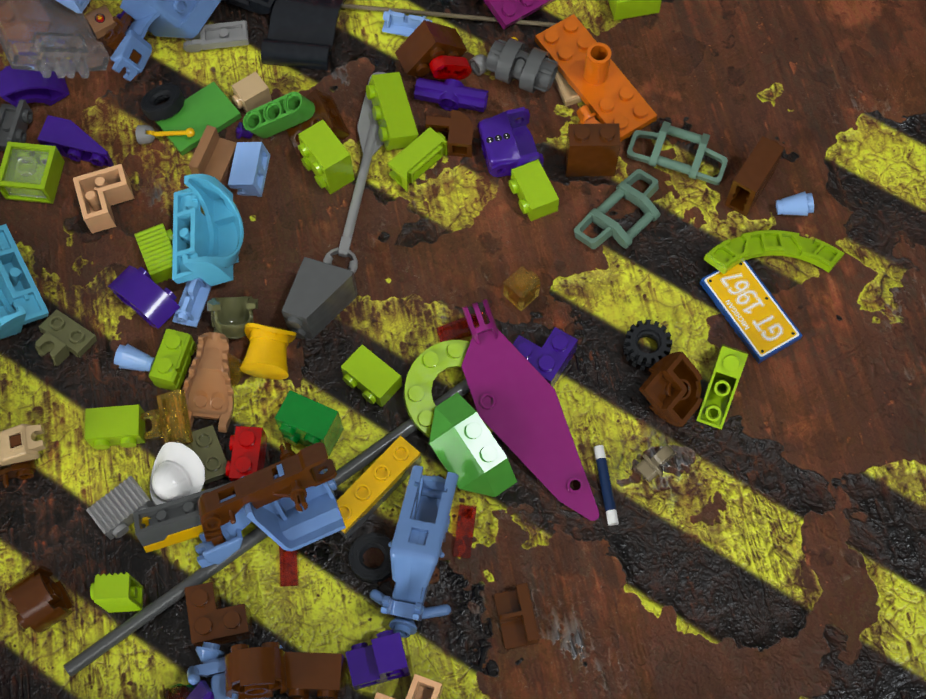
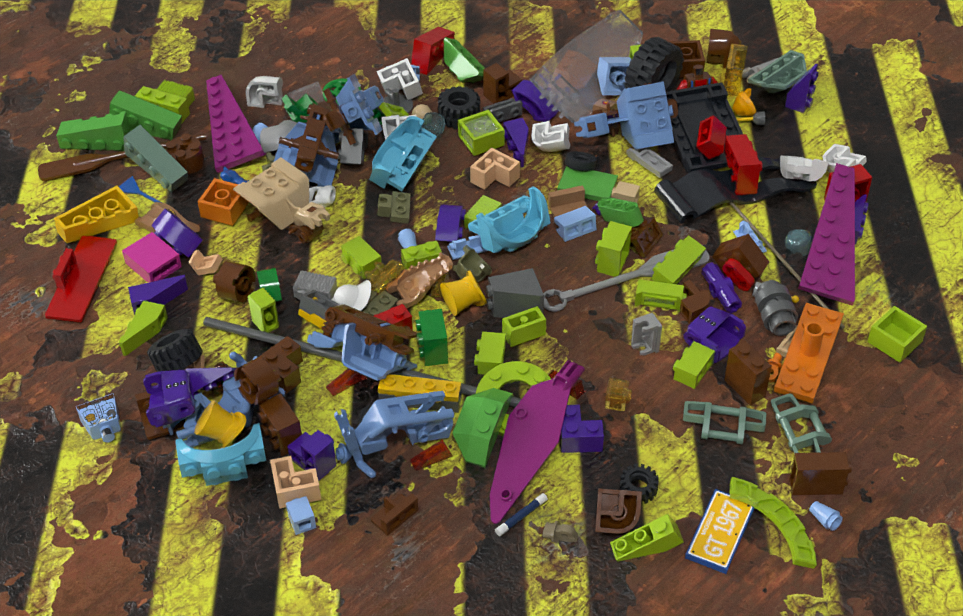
camera: 55 degrees right, 20 degrees down
(77, 560) = (269, 280): none -> green brick
(101, 106) = (550, 137): none -> white brick
(146, 134) = (556, 168): hinge -> none
(363, 318) = (524, 326): none -> lime brick
(469, 205) = (646, 333): none -> light grey hinge

